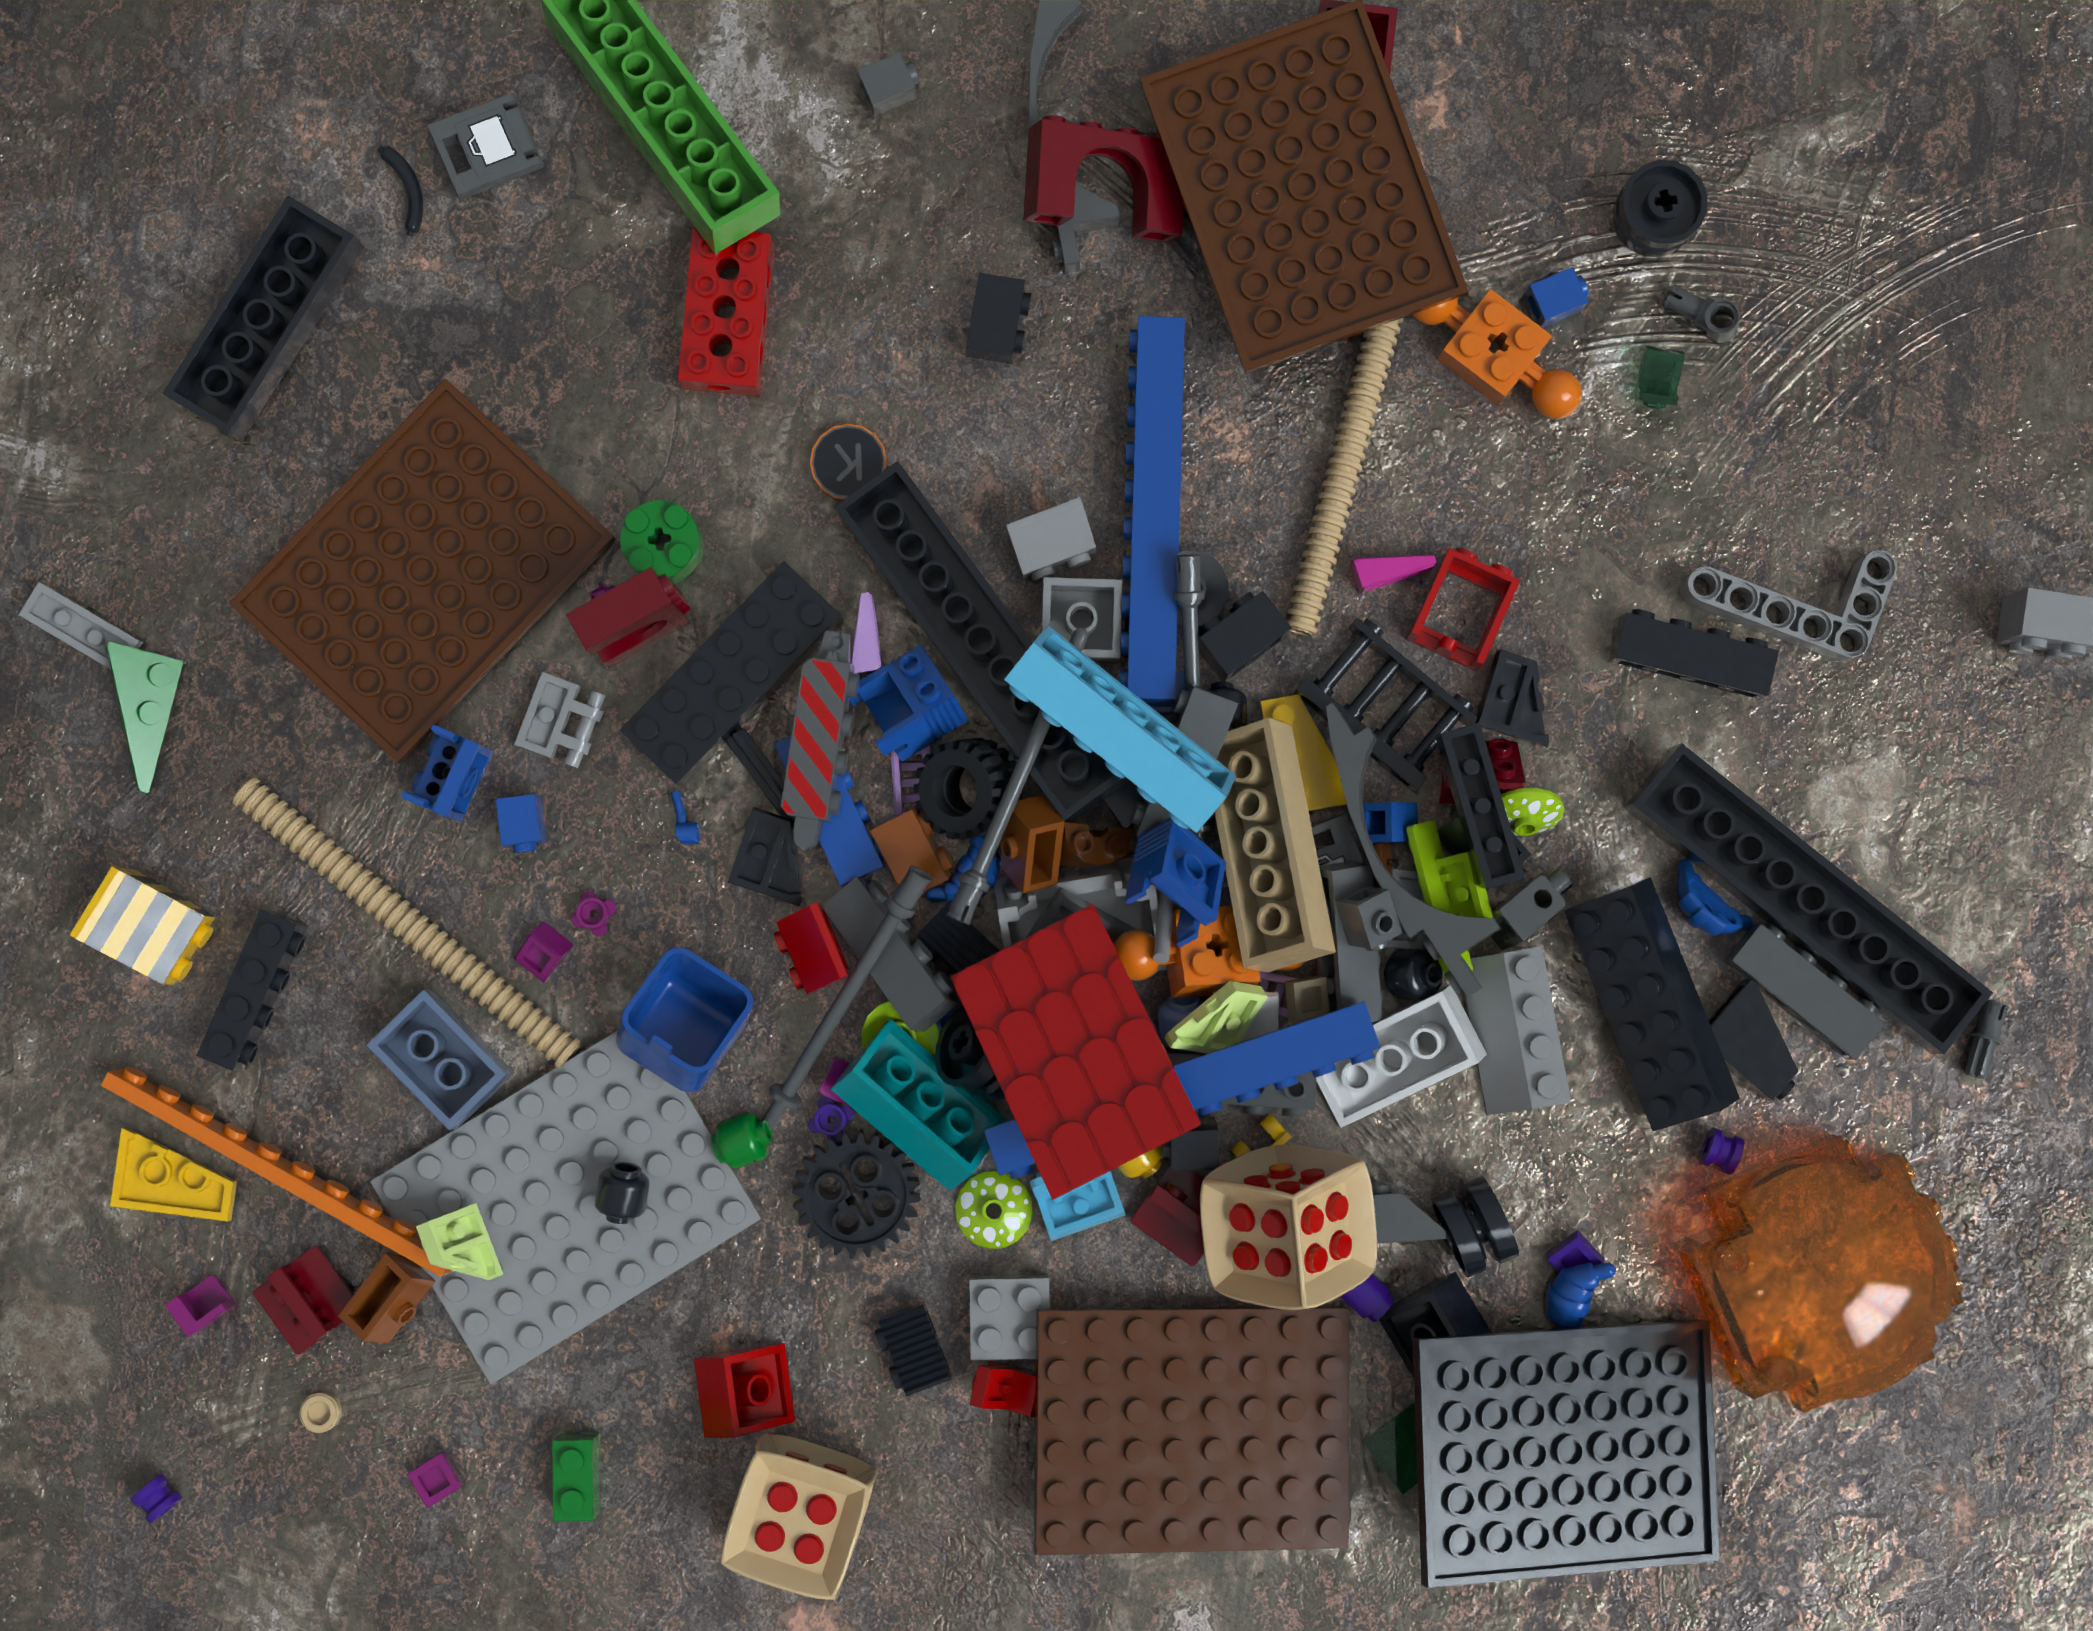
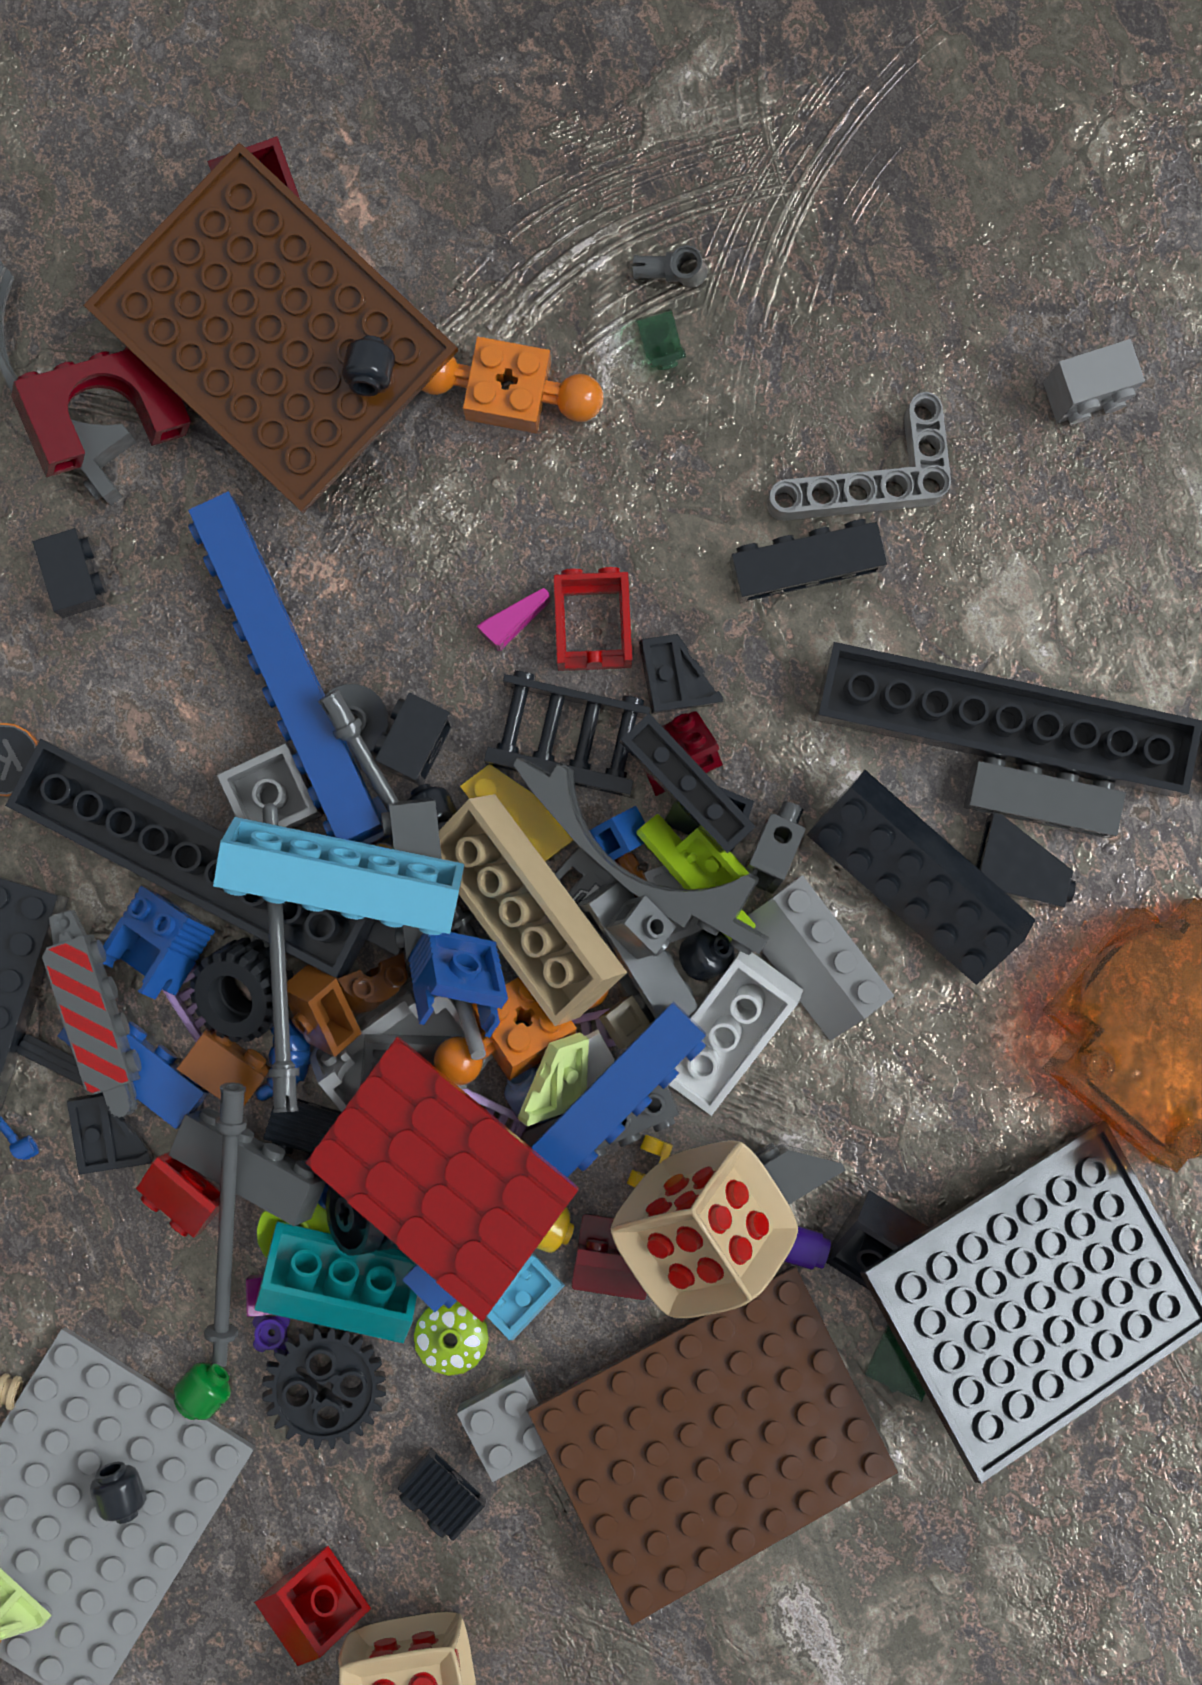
camera: 30 degrees left, 0 degrees up
(684, 1019) = (95, 1316): blue piece -> none
(866, 646) = (96, 907): lavender slope -> none
(1004, 1388) = (532, 1490): red brick -> none
(1051, 540) = (209, 739): light grey slope -> none
(1194, 1149) = (594, 1200): black brick -> none
(1341, 477) = (433, 559): tan piece -> none
(1378, 268) = (368, 366): none -> black head
(1477, 1225) = (866, 1144): black wheel -> none
(1532, 810) = (735, 764): lime dish -> none
(1557, 297) = (539, 315): blue brick -> none
(1572, 1293) = (977, 1156): blue piece -> none
(1573, 1252) = (965, 1125): dark purple plate -> none
(1659, 208) = (588, 196): black wheel -> none
(1704, 906) = (925, 770): blue piece -> none
(1721, 1151) = (1043, 970): dark purple wheel -> none

